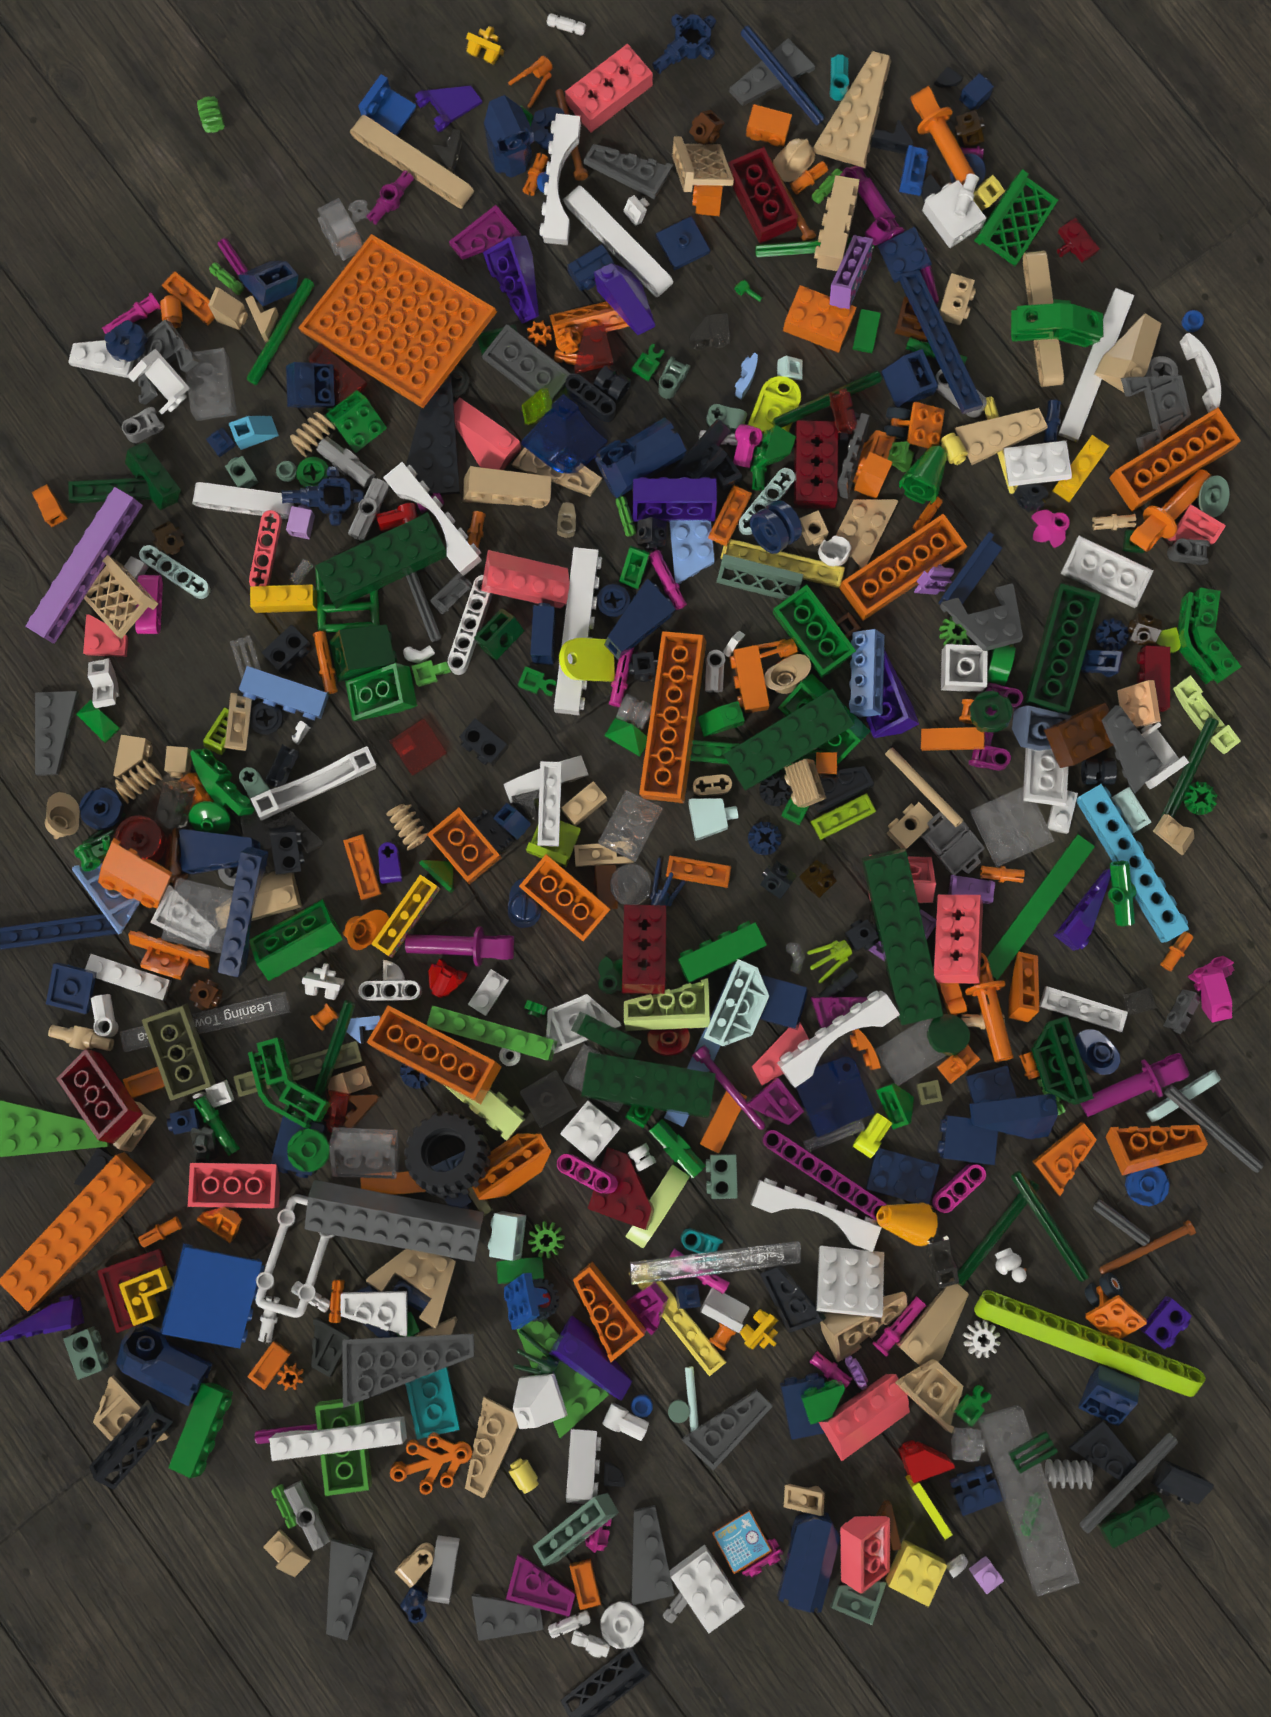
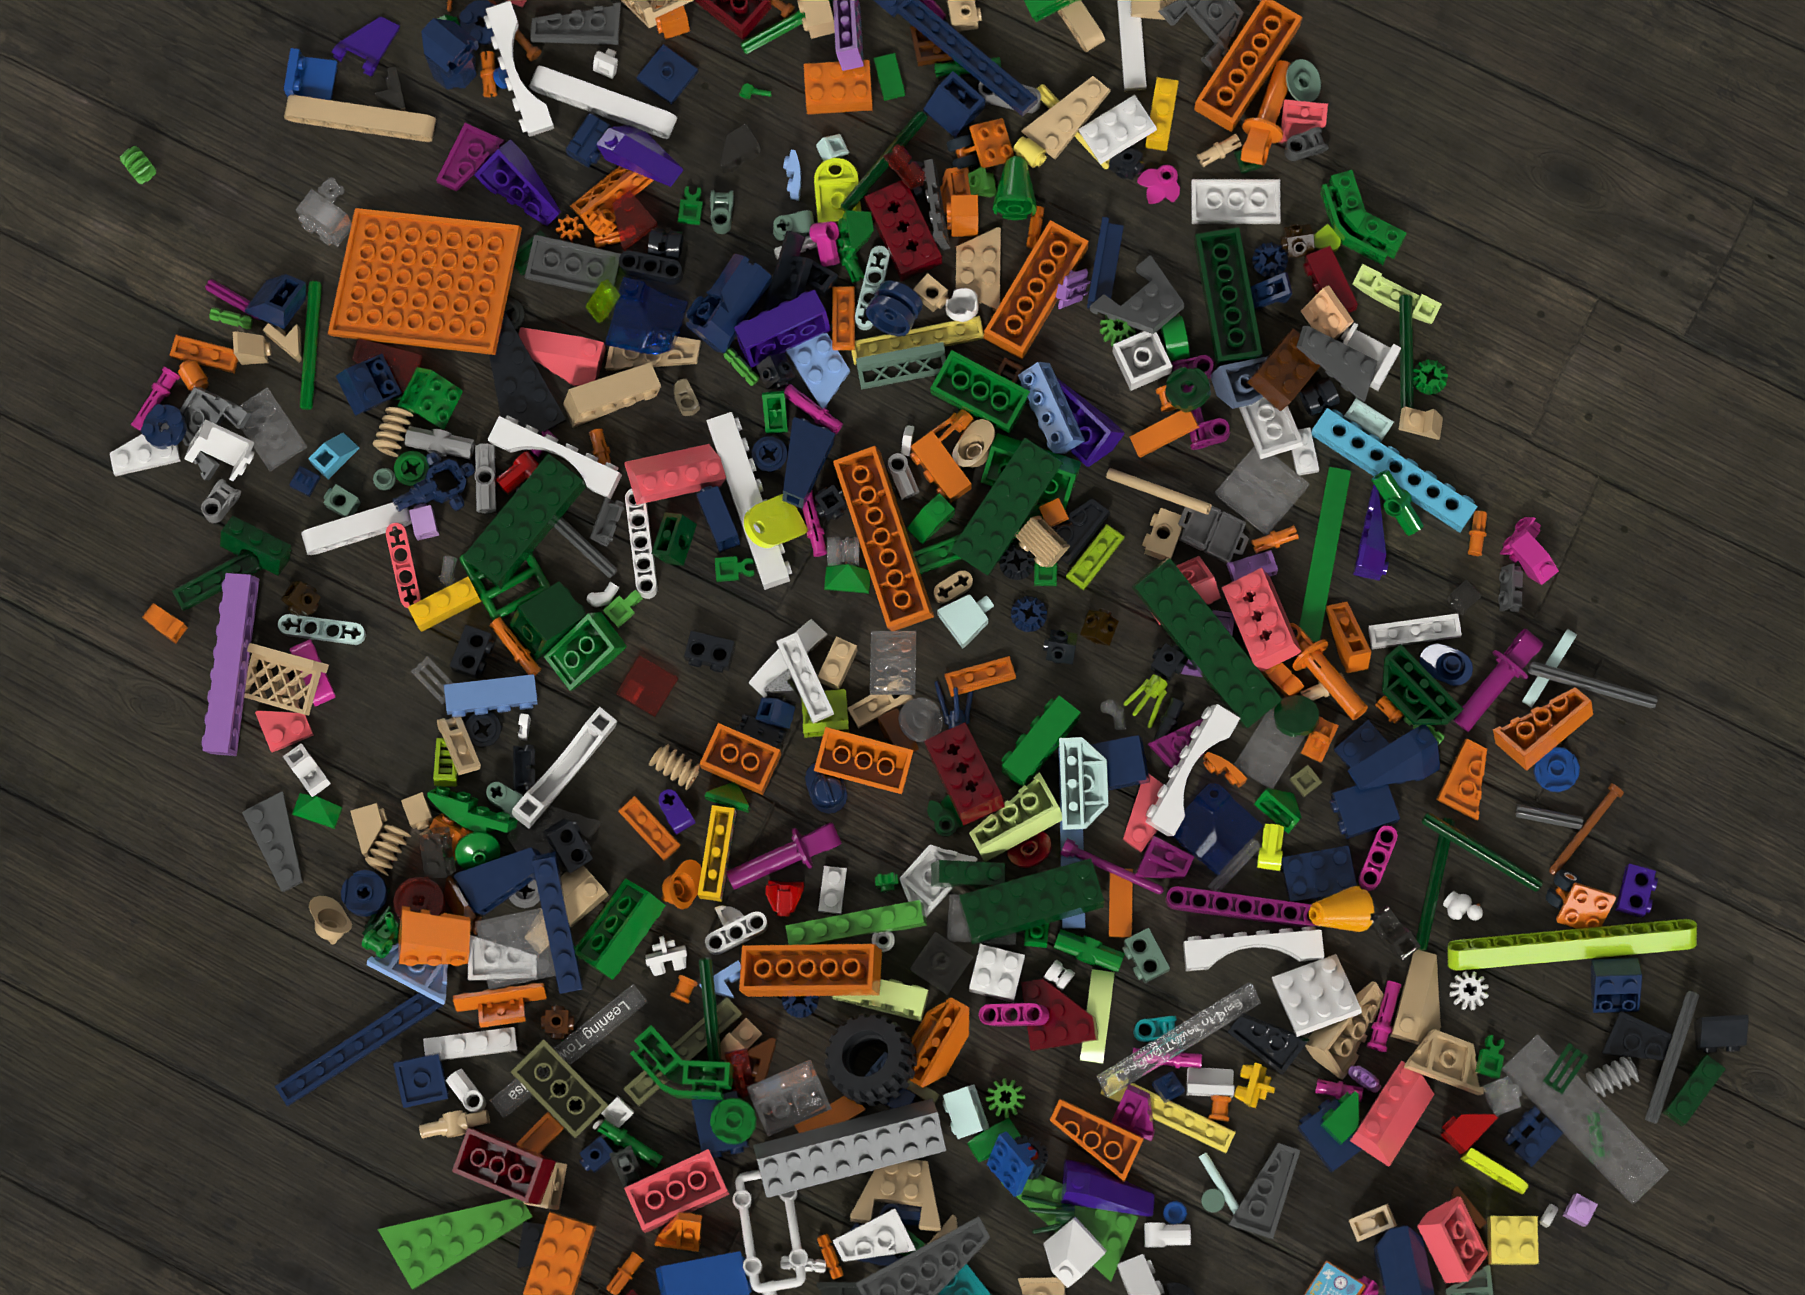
camera: 20 degrees left, 5 degrees down
(136, 567) = (281, 642): white slope -> none
(386, 205) = (359, 153): magenta pin -> none
(1052, 421) = (1113, 81): dark blue pin -> none

